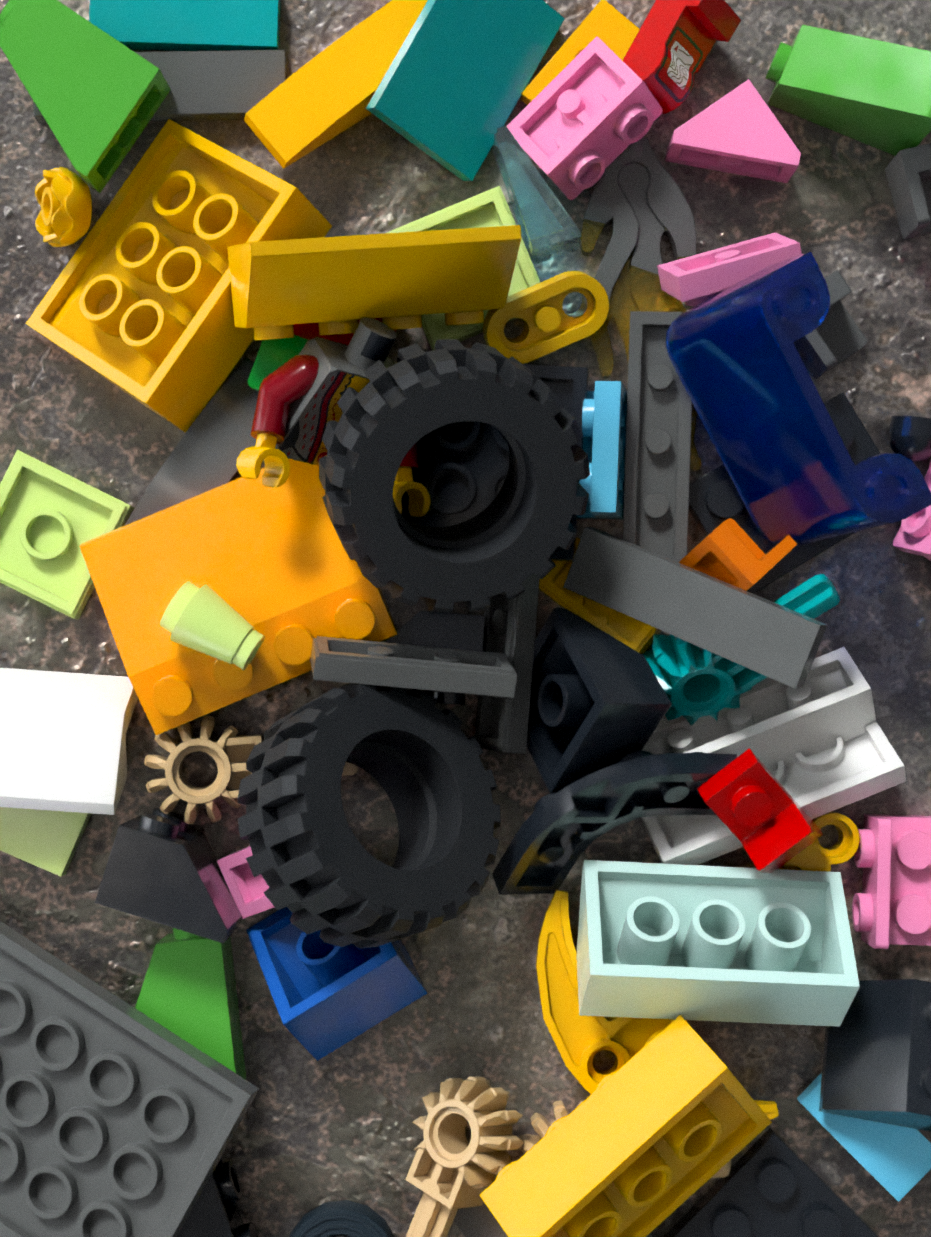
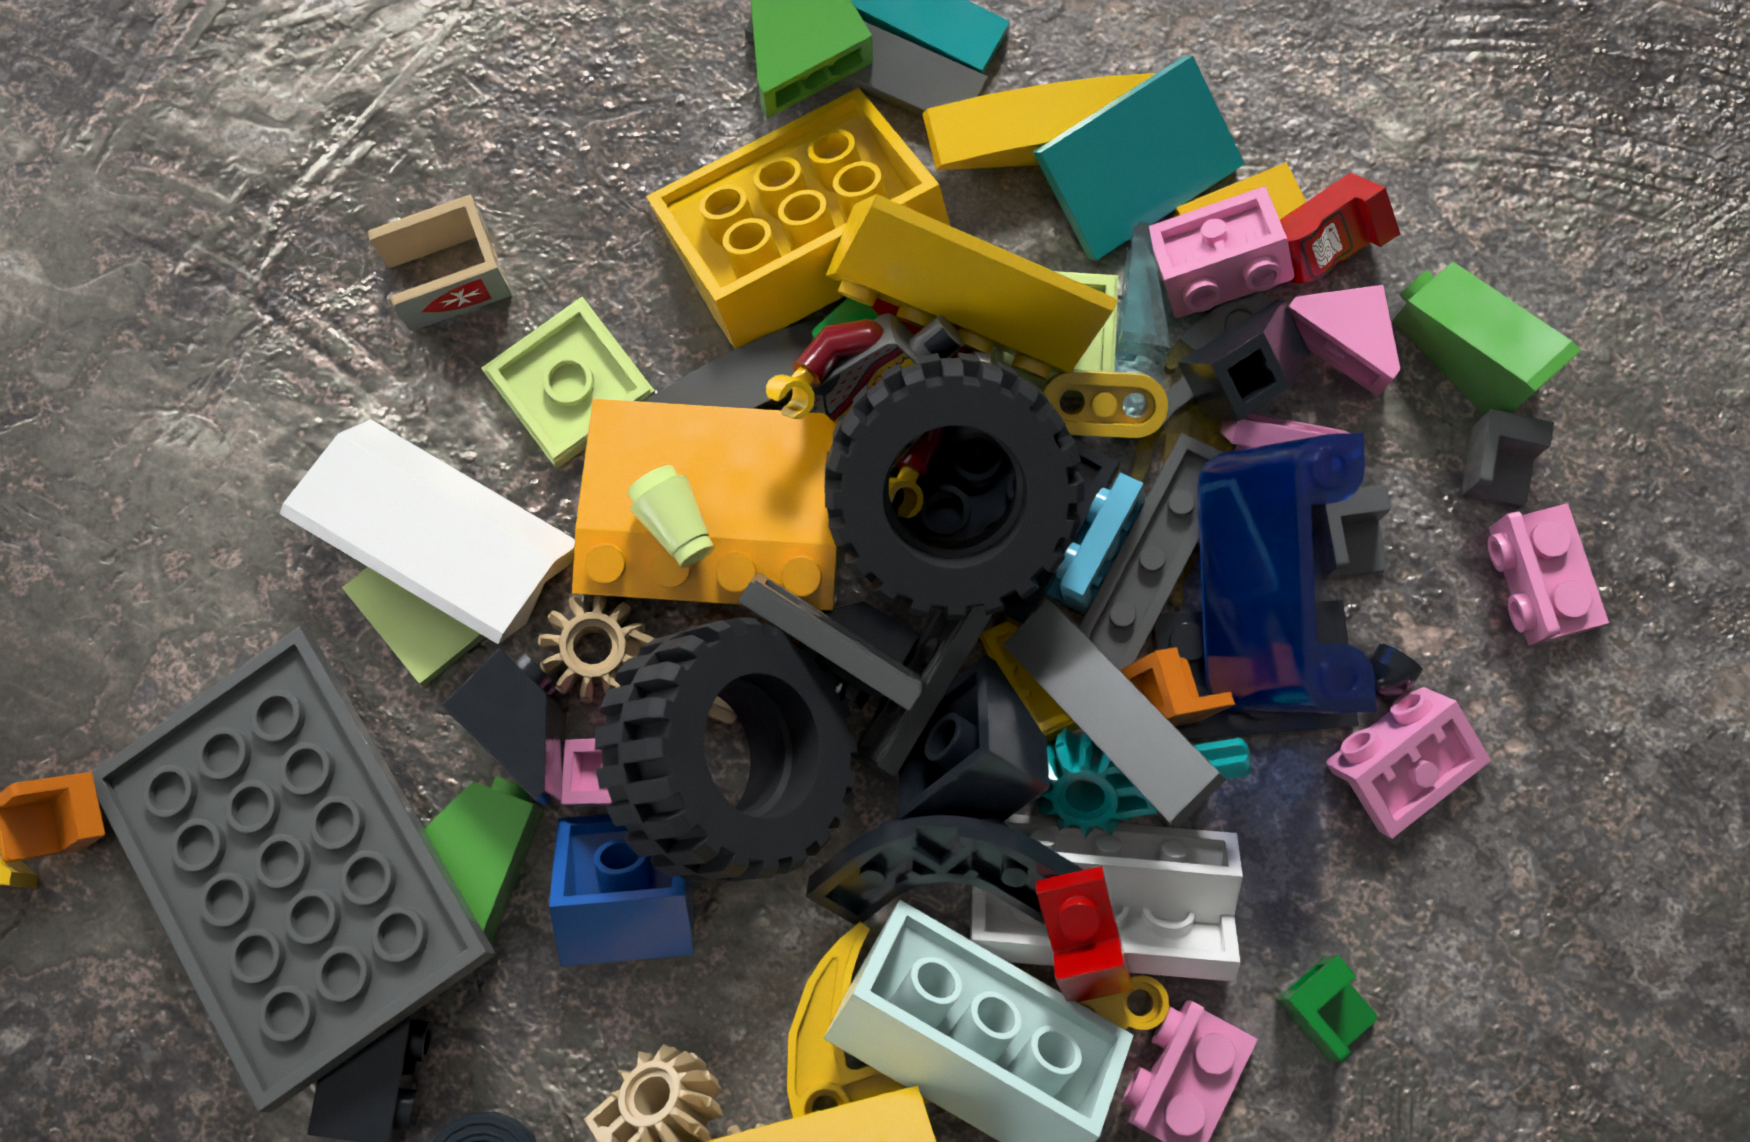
camera: 30 degrees right, 10 degrees down
(64, 207) = (731, 114): yellow plate -> none
(661, 218) = (1247, 364): none -> black slope

